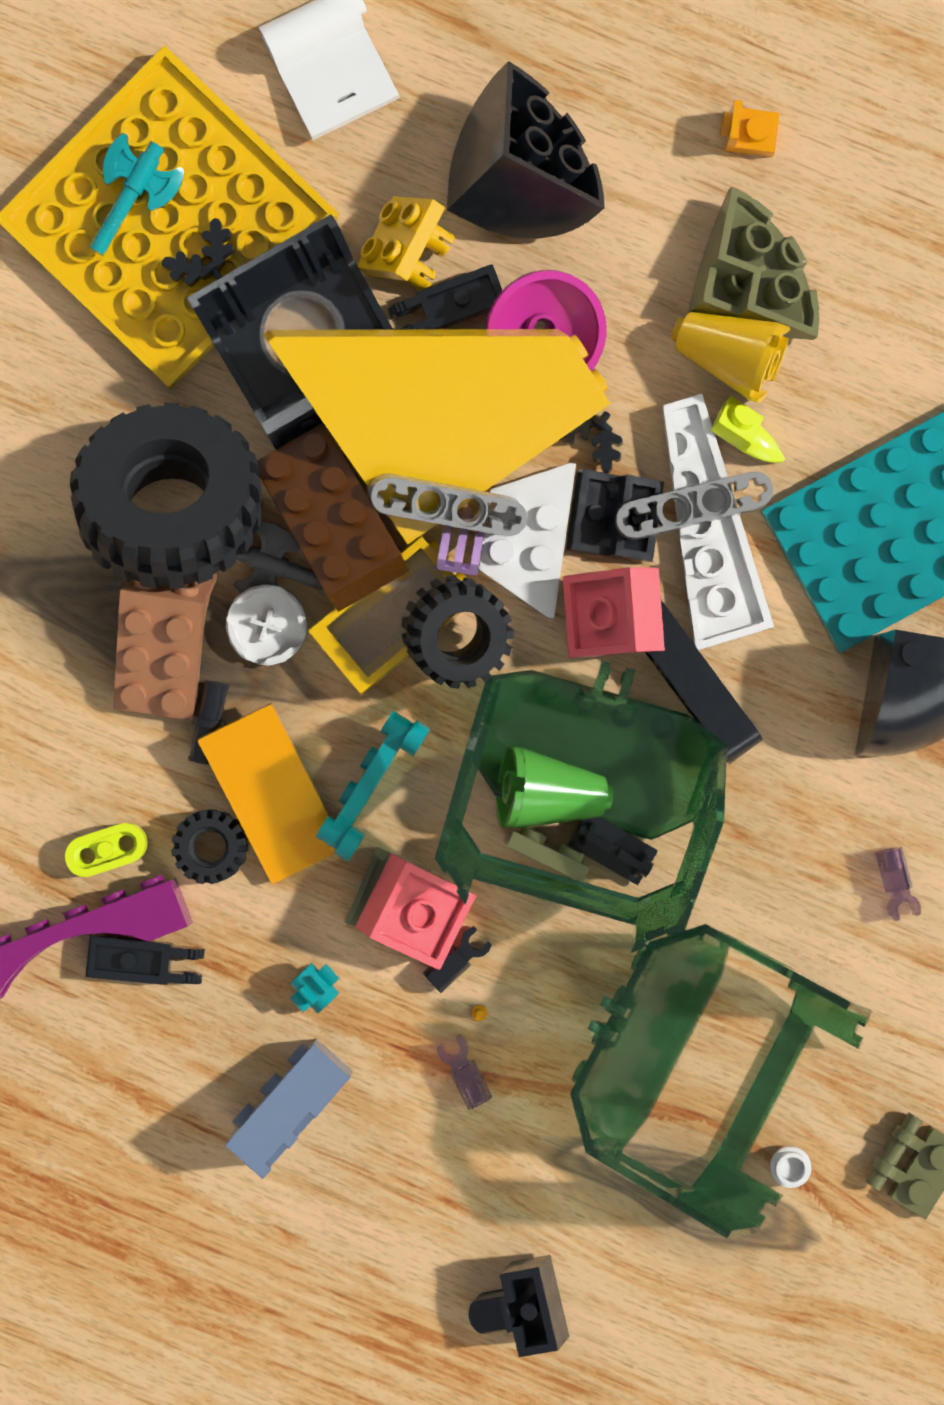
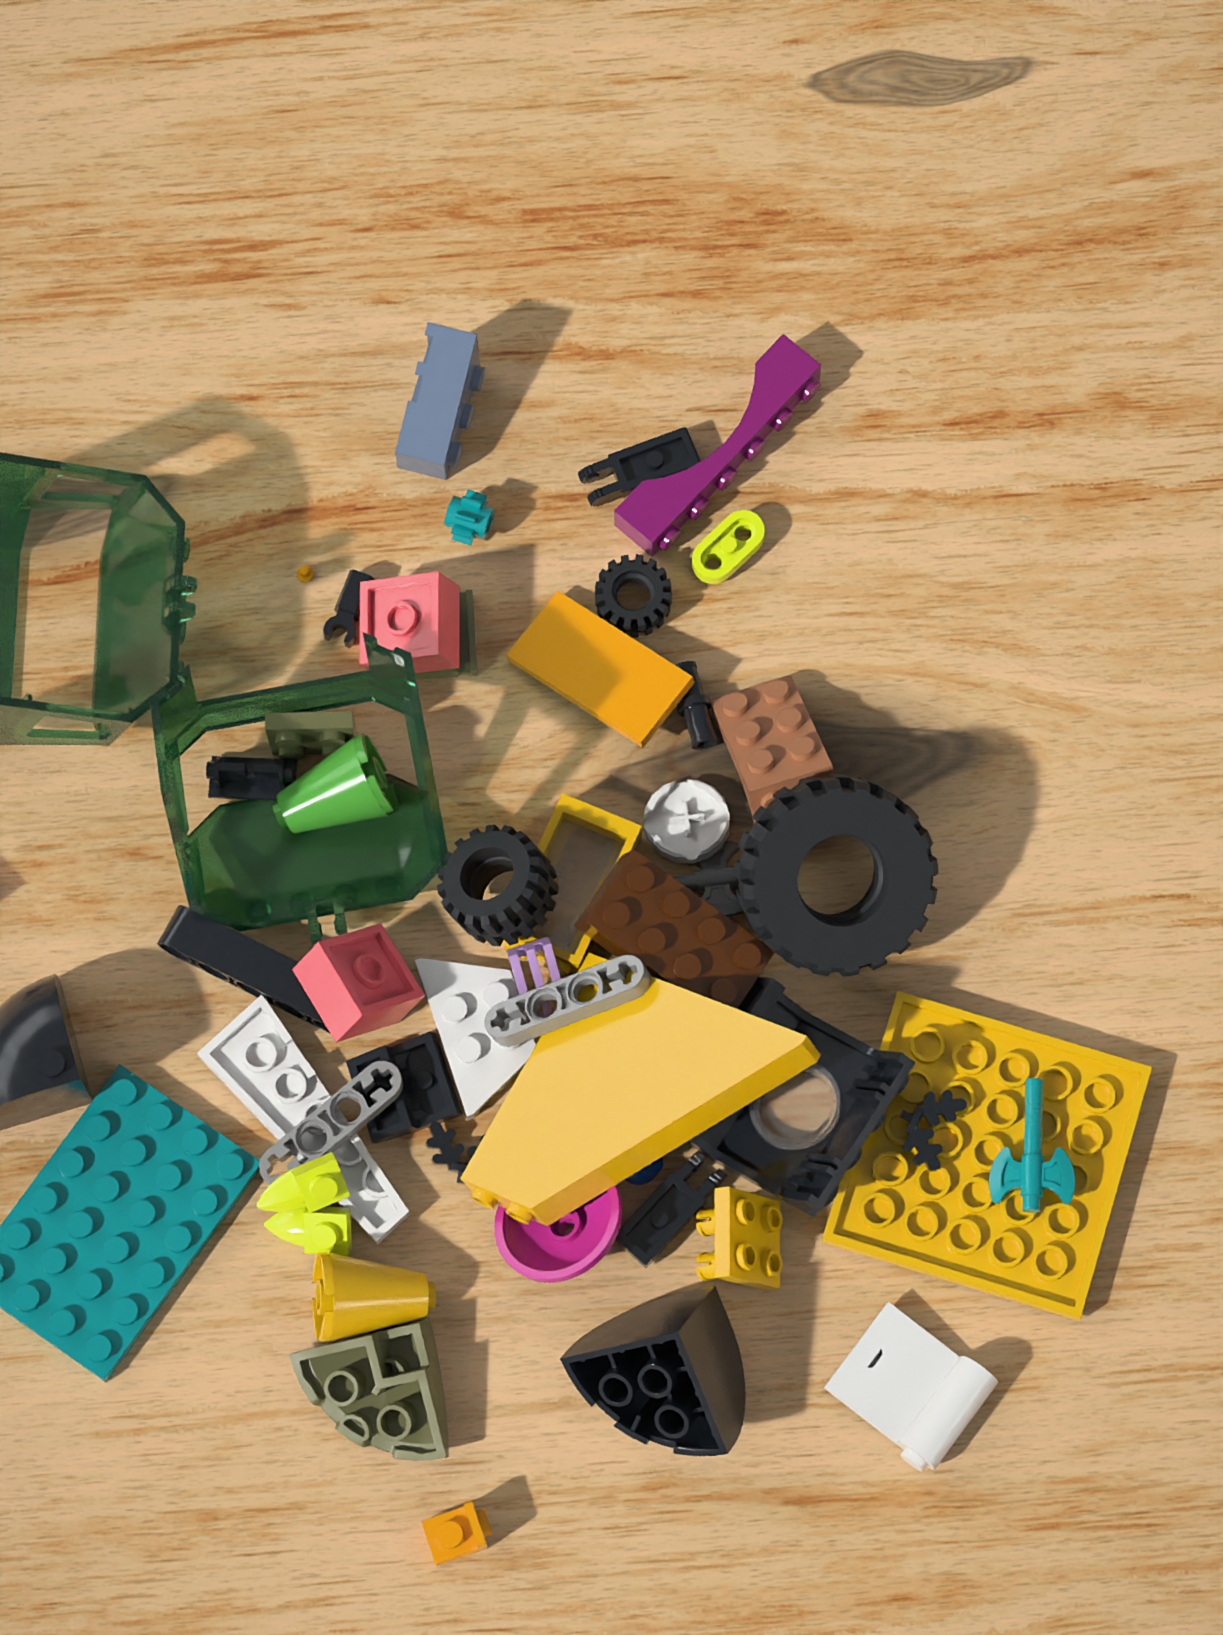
camera: 155 degrees right, 15 degrees down
(400, 735) = (507, 774): teal plate -> none
(466, 1075) = (290, 512): bar -> none
(526, 1306) = (133, 337): black brick -> none
(735, 460) = (306, 1186): none -> neon yellow plate

